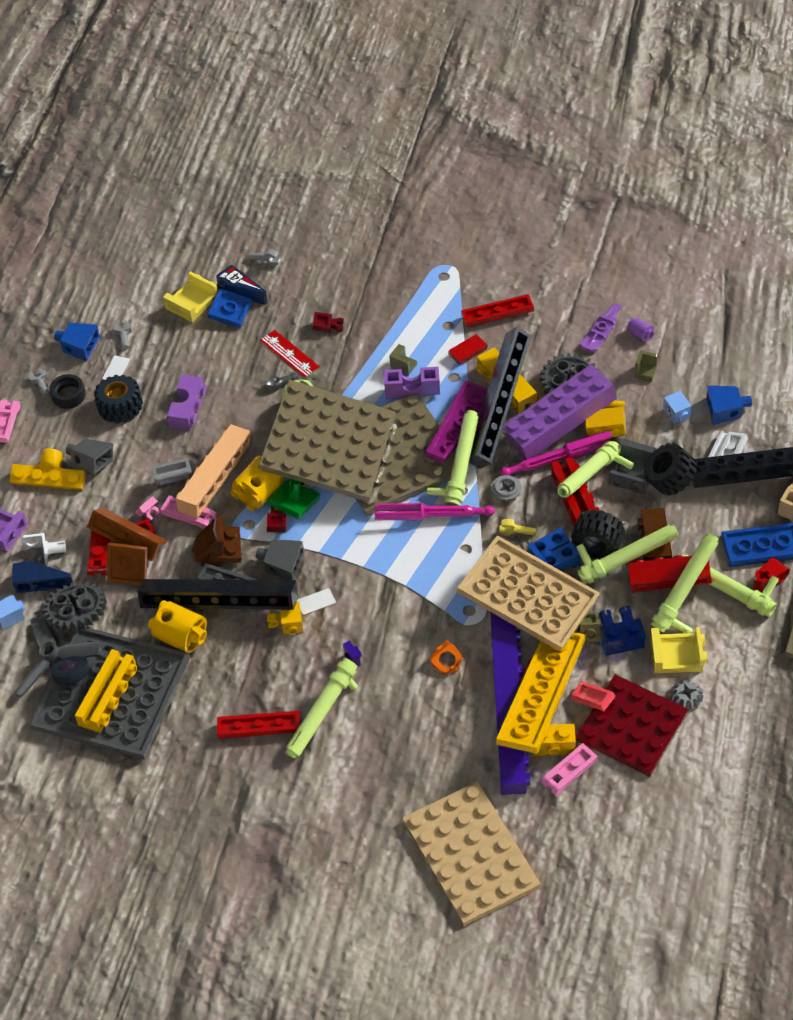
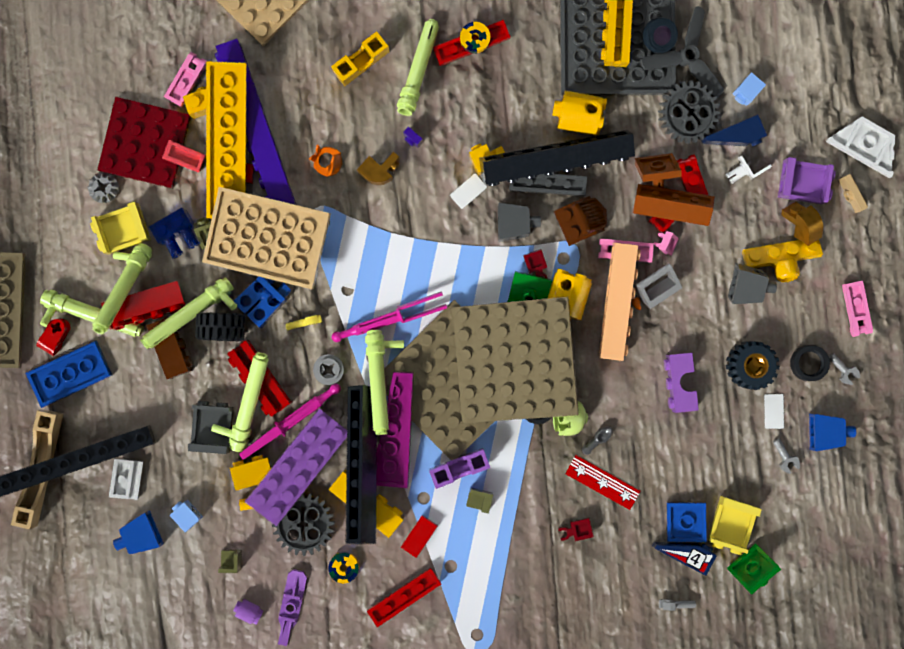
camera: 155 degrees right, 35 degrees up
(14, 489) = (806, 220): none -> pearl gold brick
(189, 258) = (753, 569): none -> green tile
(256, 730) = (471, 45): none -> yellow piece
(391, 732) = (369, 53): none -> yellow arch
(398, 632) = (377, 174): none -> pearl gold brick
(544, 343) = (352, 567): none -> piece
(670, 469) = (156, 429): black tyre -> none

